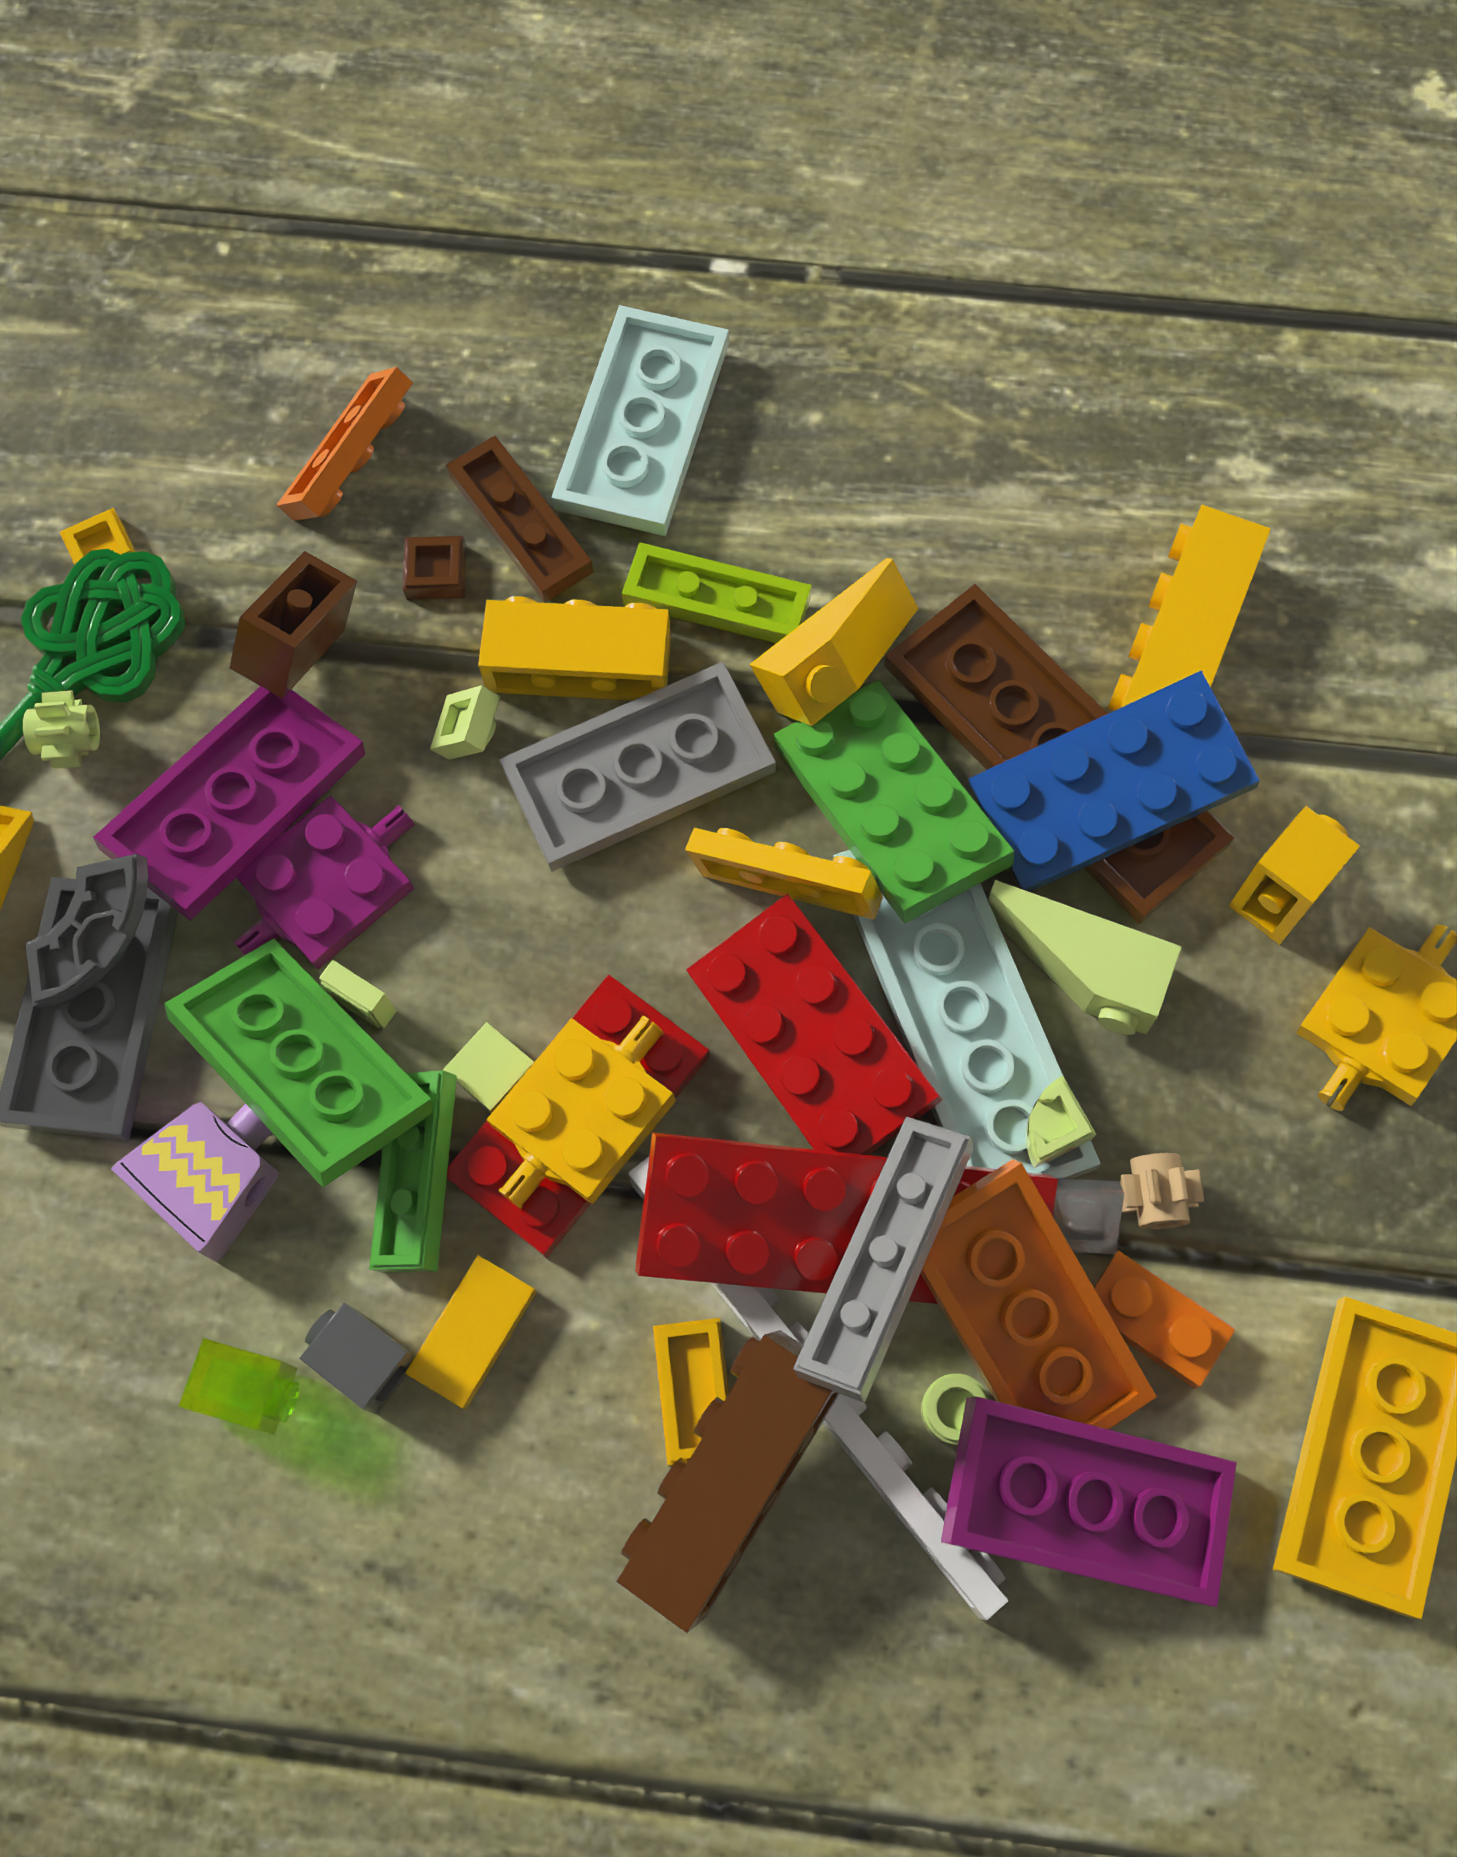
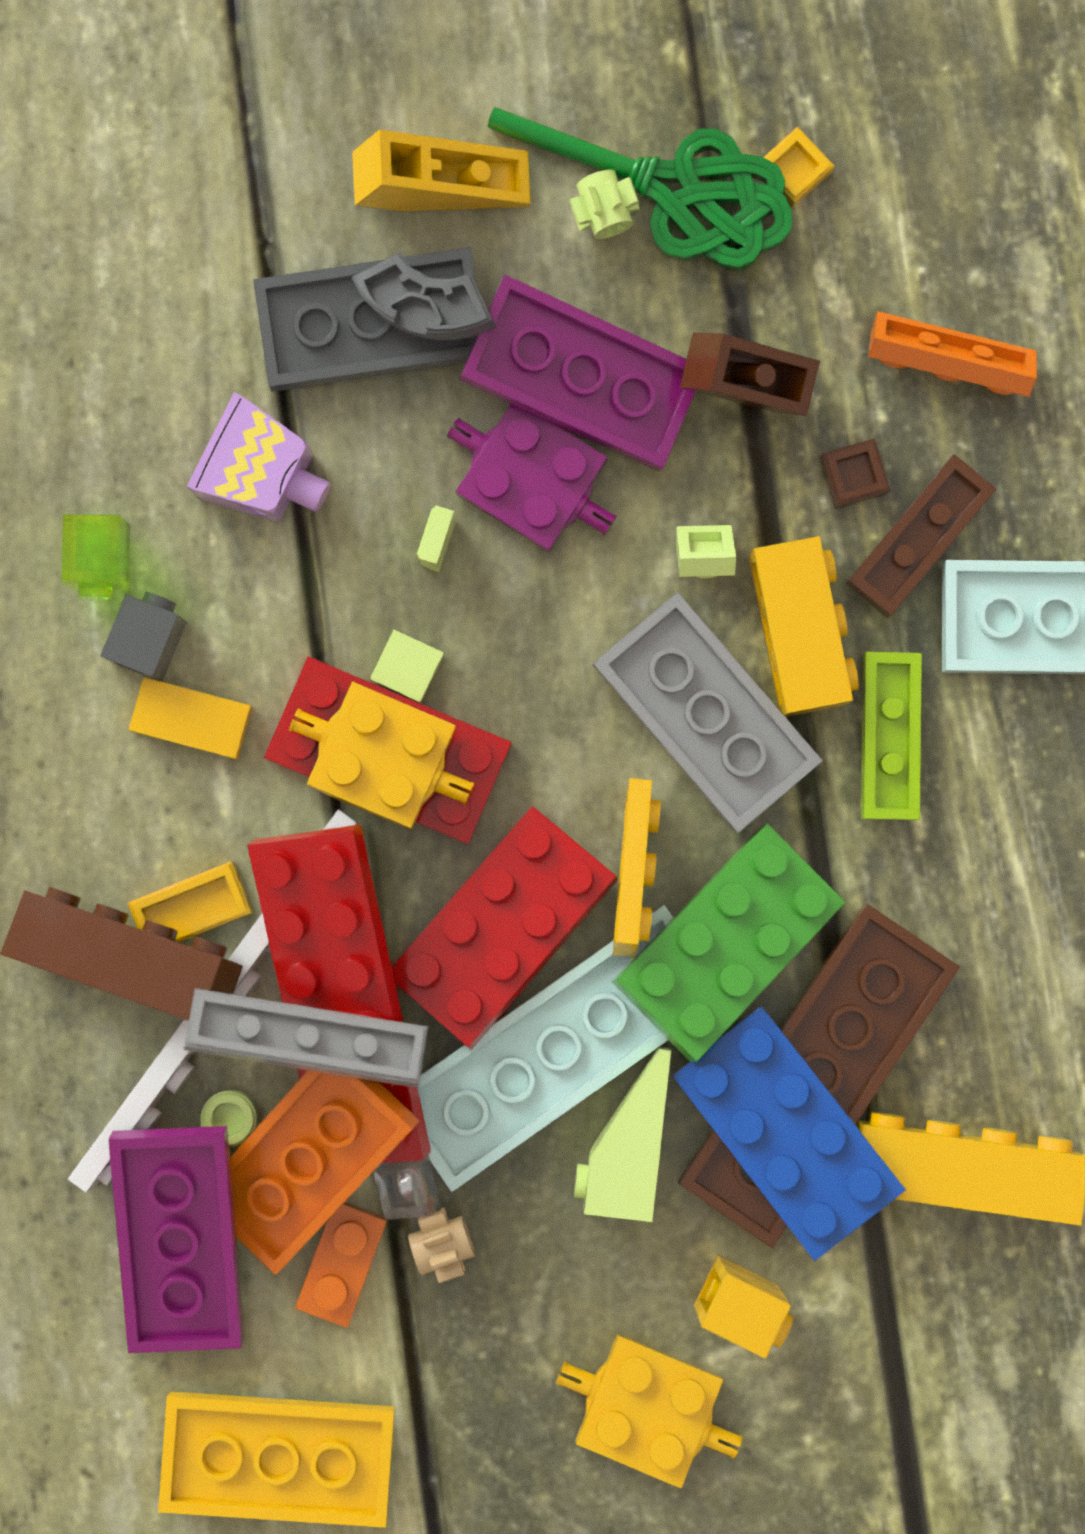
camera: 70 degrees right, 15 degrees up
(299, 1061) = (363, 510): bright green plate -> none
(415, 1185) = (303, 632): bright green tile -> none
(836, 646) = (864, 860): yellow slope -> none
(1056, 1124) = (472, 1148): yellowish green tile -> none

